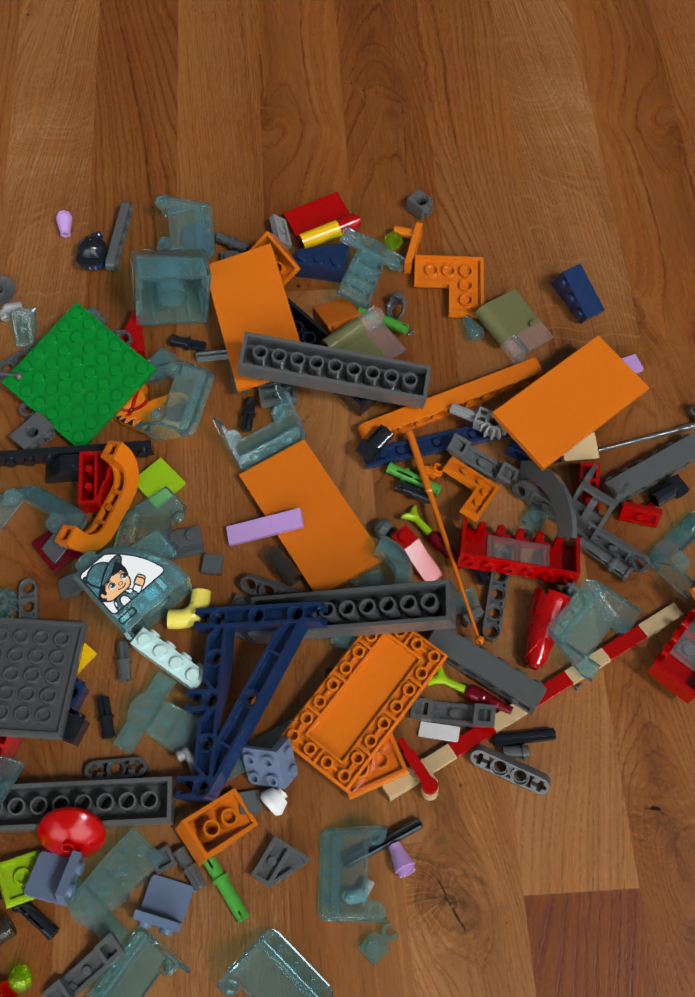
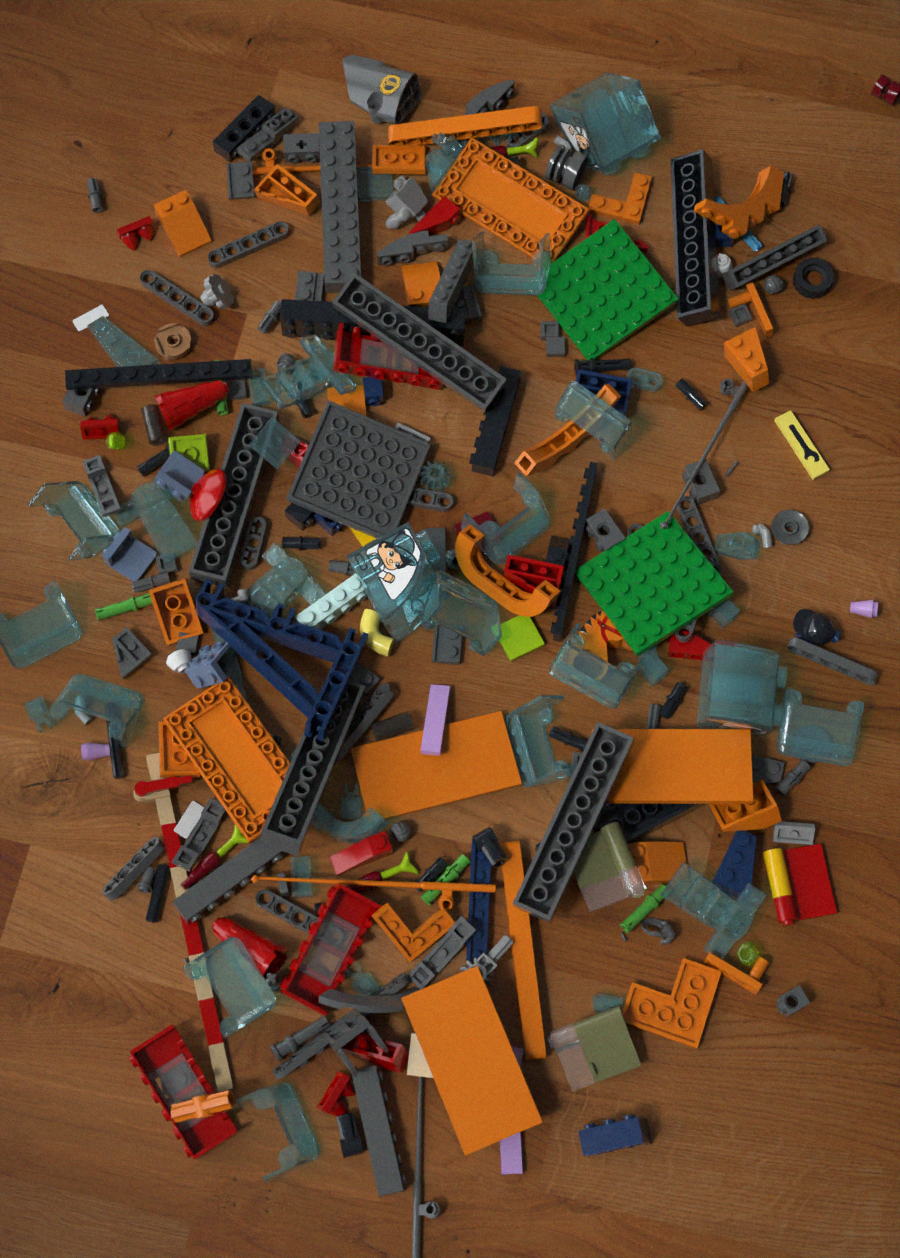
camera: 105 degrees right, 5 degrees up
(212, 564) = (416, 665): dark grey tile -> none

